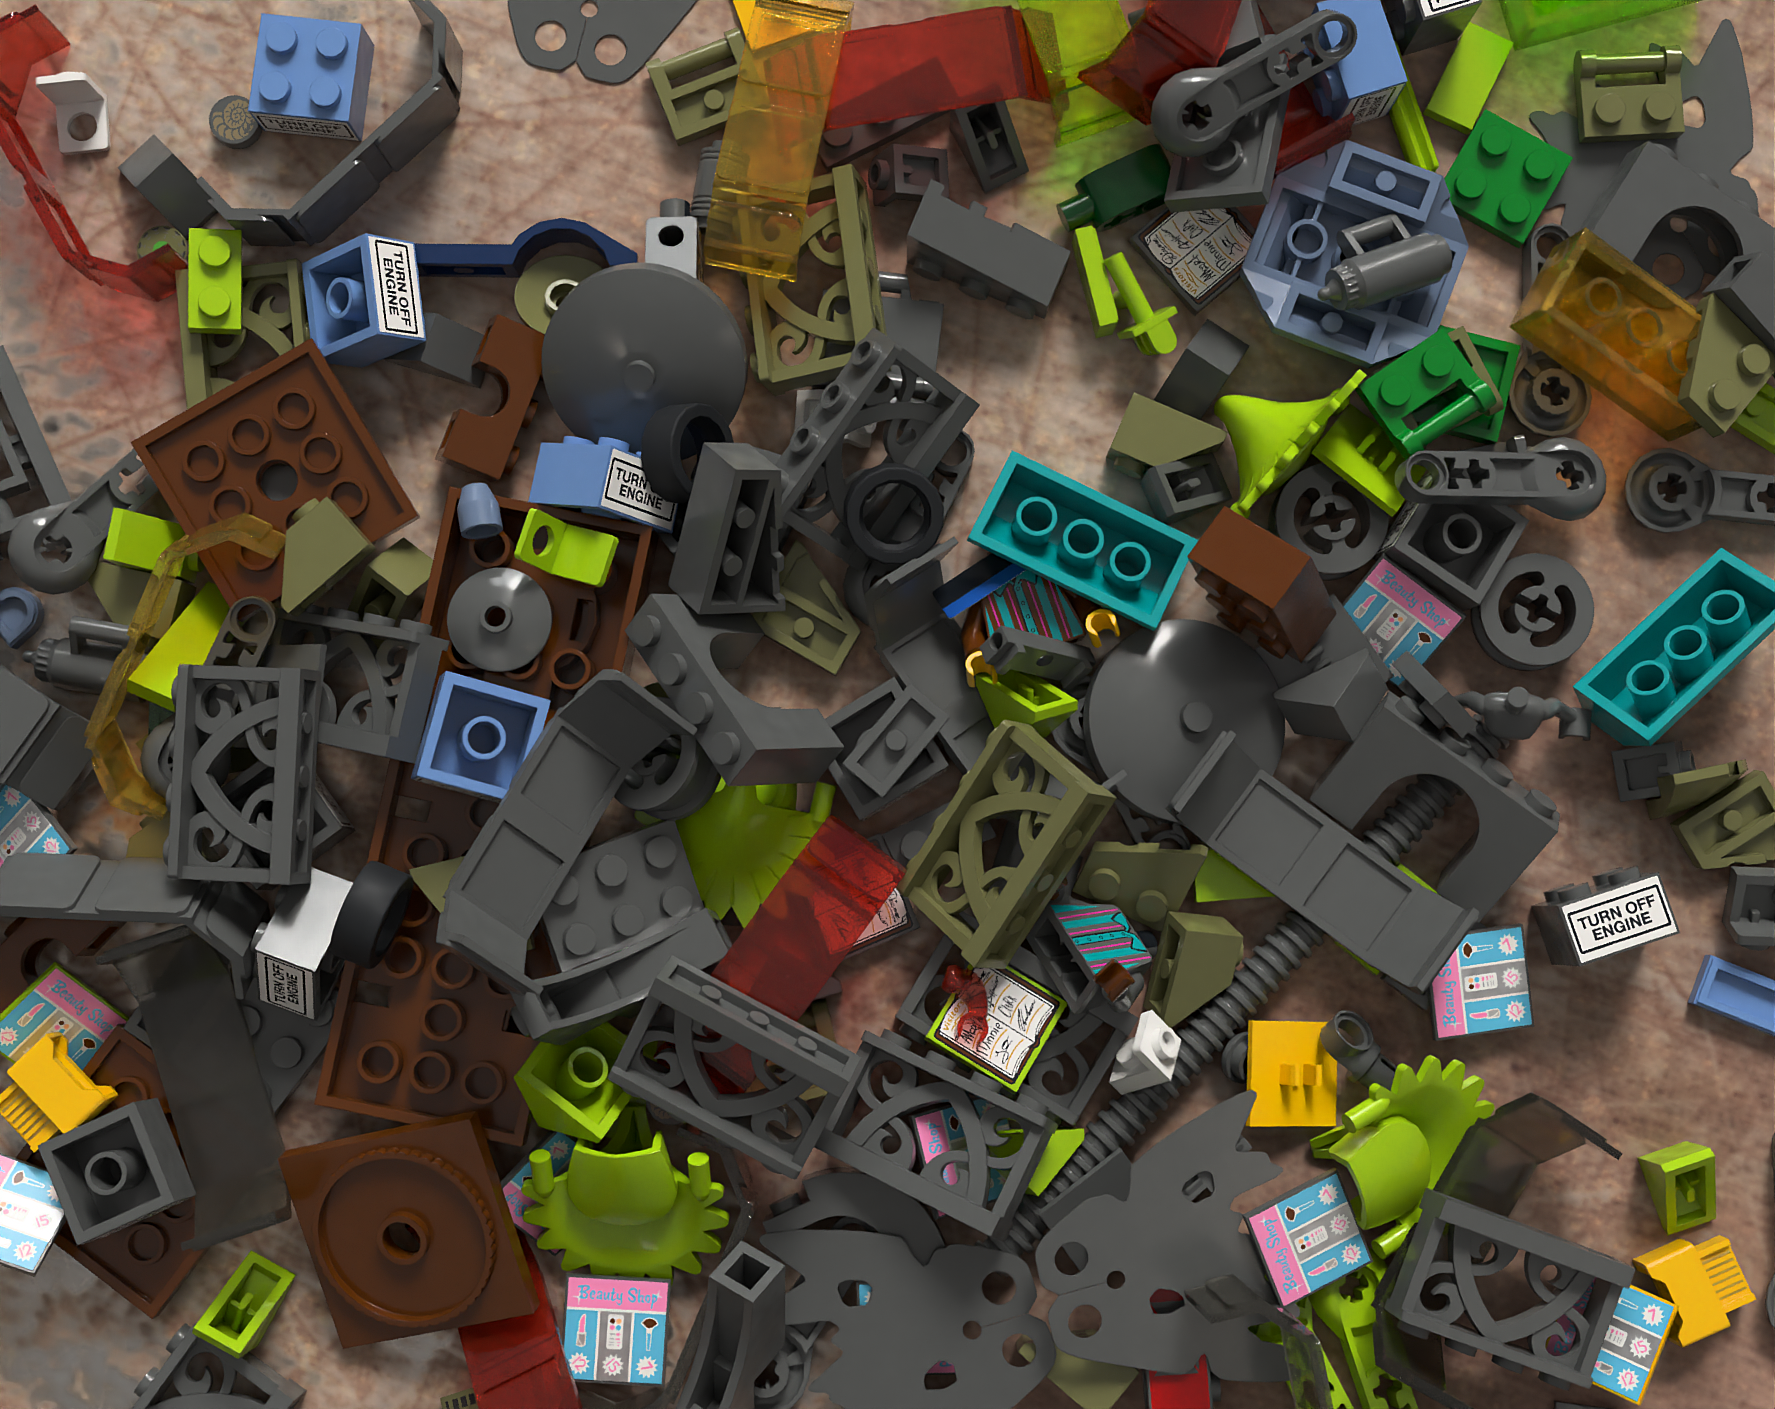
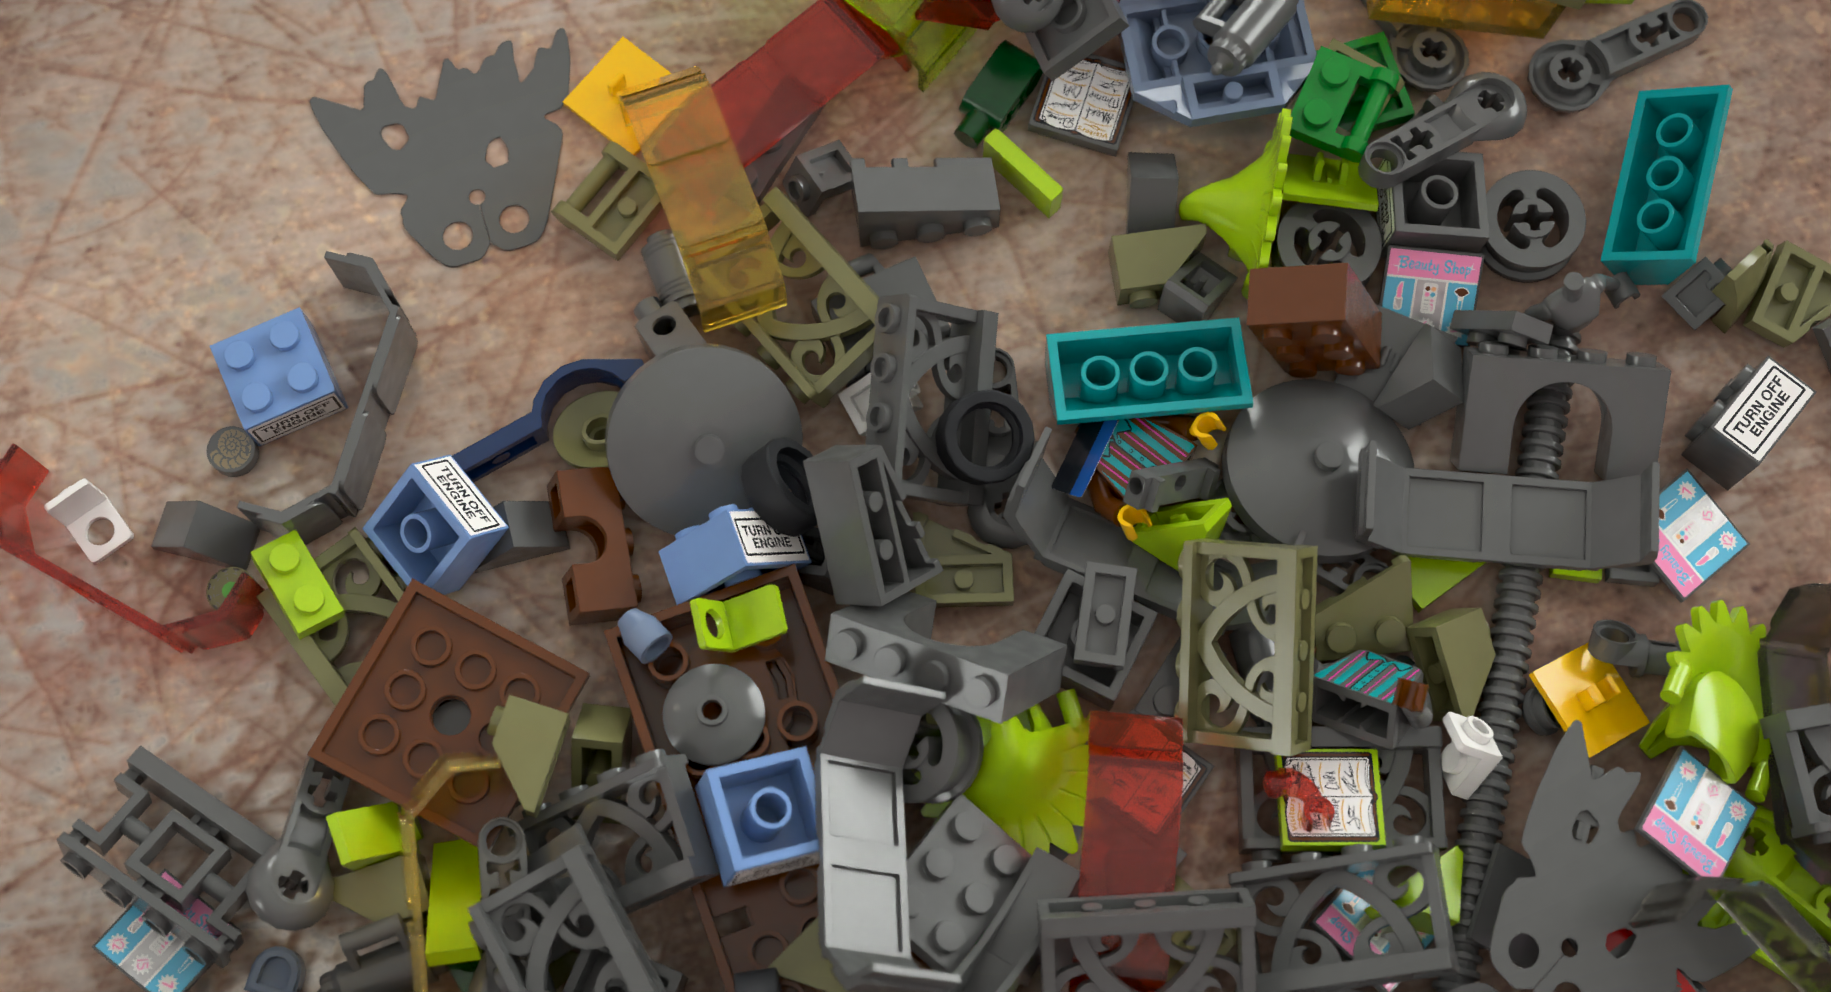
camera: 35 degrees left, 10 degrees down
(988, 143) = (869, 115): dark grey slope -> none
(1151, 329) = (1092, 183): lime arm -> none

